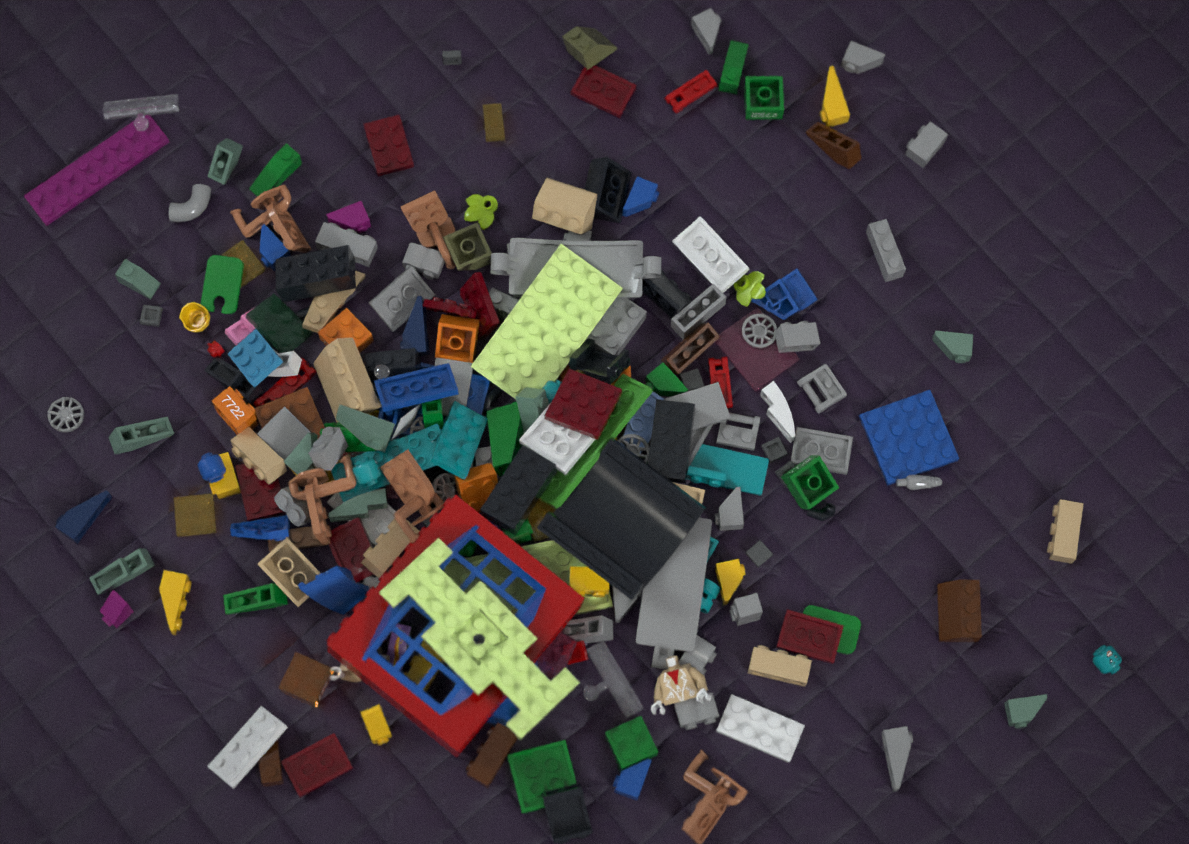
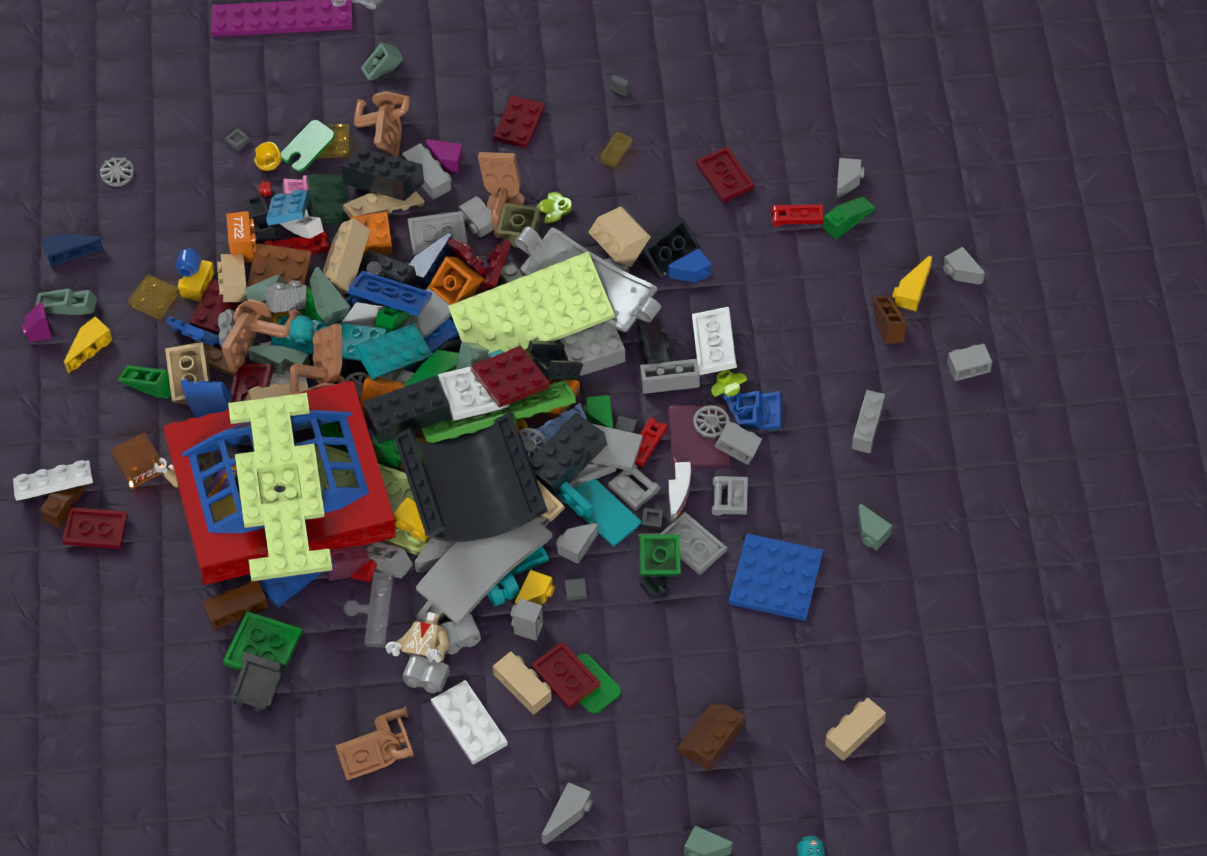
camera: 40 degrees right, 15 degrees down
(137, 279) = (246, 106): sand green slope -> none
(139, 434) = (156, 214): sand green slope -> none
(193, 207) = (332, 80): light grey cylinder -> none
(271, 248) = (365, 138): blue slope -> none
(277, 170) = (421, 88): green slope -> none
(283, 433) = (264, 267): light grey tile -> none
(376, 725) = (161, 520): yellow slope -> none
(587, 46) = (736, 133): olive slope -> none
(631, 743) = (351, 664): green brick -> none
(631, 780) = (332, 693): blue slope -> none
(690, 348) = (641, 399): reddish brown brick -> none
(763, 97) = (853, 249): green brick -> none
(917, 482) = (755, 614): light grey piece -> none

